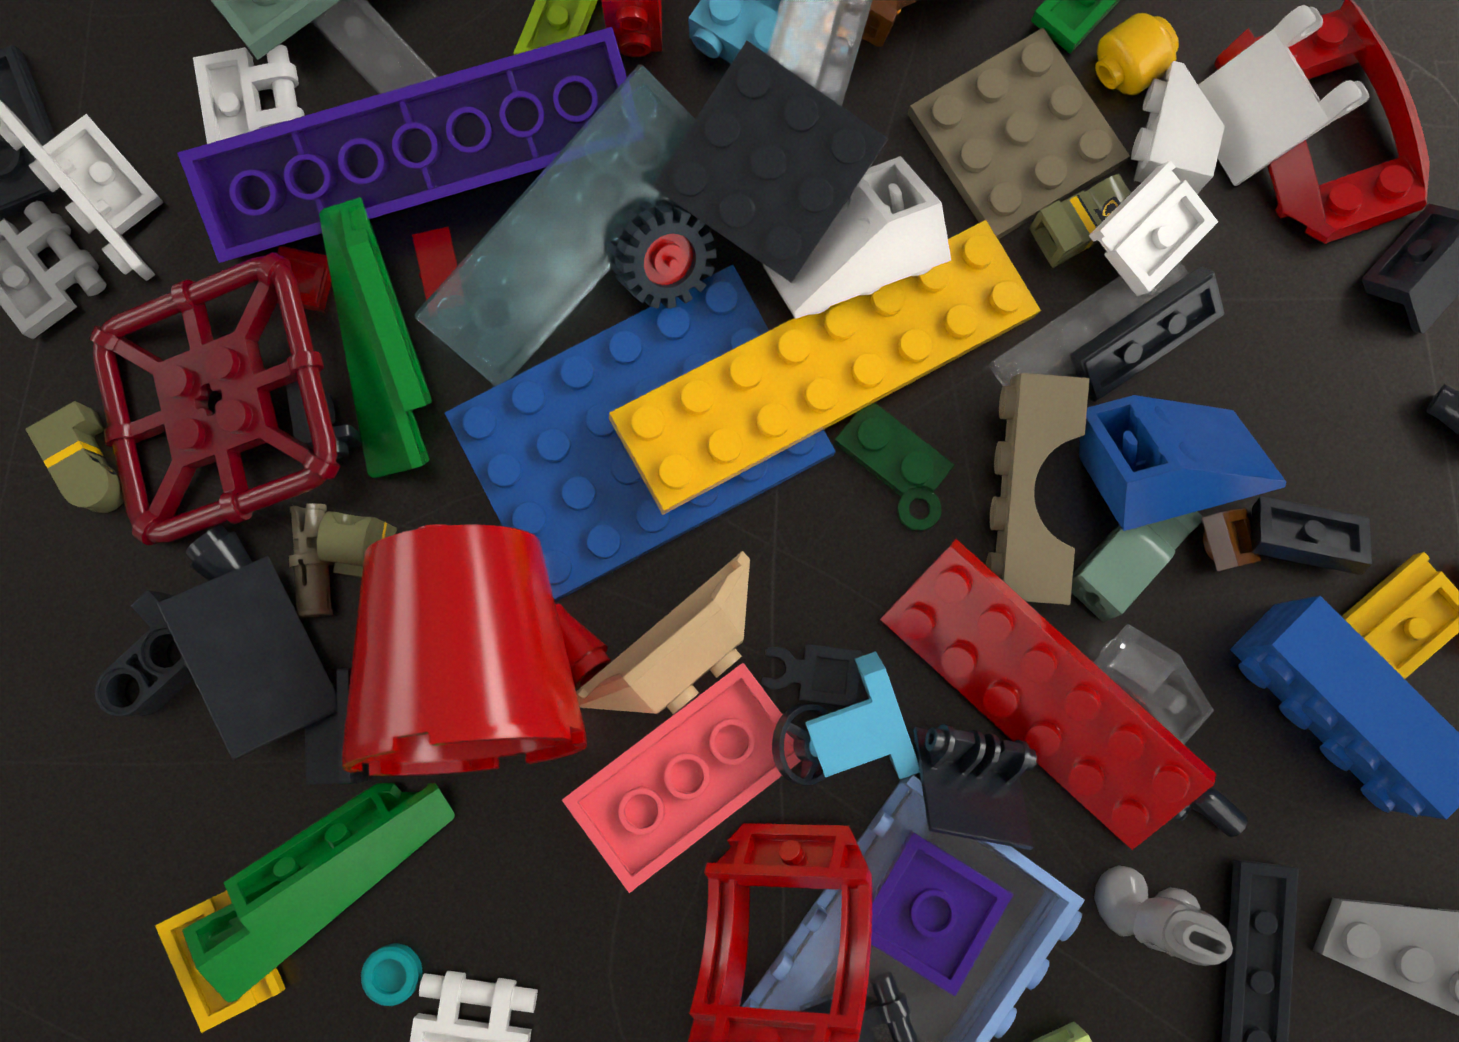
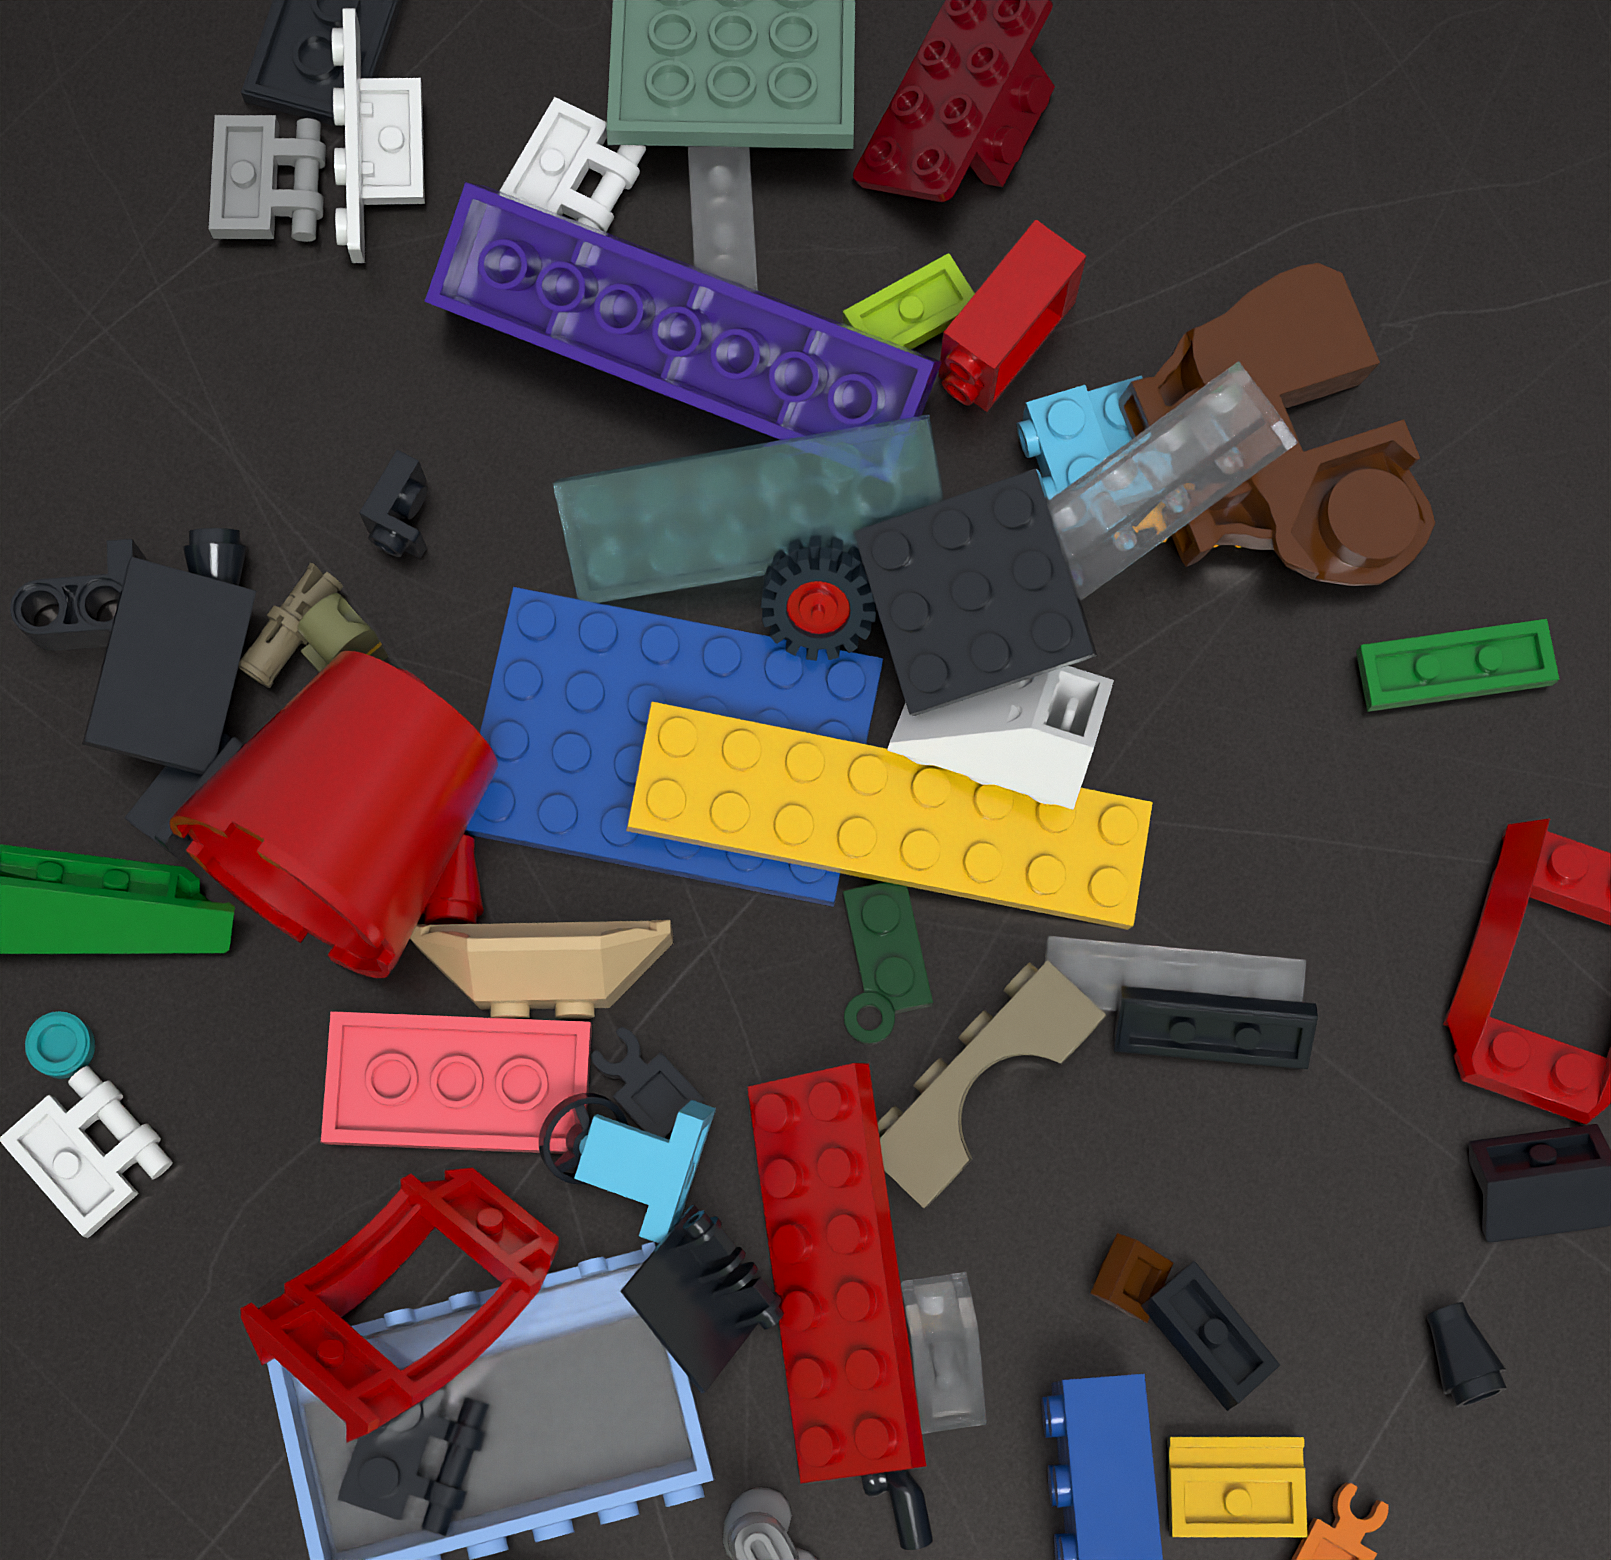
camera: 40 degrees right, 5 degrees down
(75, 459) = (164, 376): olive leg -> none
(242, 416) = (335, 451): dark red plate -> none
(311, 275) = (488, 367): red tile -> none
(376, 343) = (502, 481): green wedge -> none
(435, 258) = (622, 441): red window -> none
(935, 913) = (570, 1381): dark purple plate -> none
(1018, 134) = (1253, 748): dark tan plate -> none
(1076, 219) = (1247, 875): olive leg -> none
(1128, 563) = (1032, 1215): sand green piece -> none
(1136, 53) = (1426, 760): yellow head -> none
(1154, 229) = (1293, 932): white plate -> none
(1171, 458) = (1135, 1154): blue slope -> none
(1178, 130) = (1401, 870): white slope -> none
(1269, 99) = (1497, 897): white flag -> none

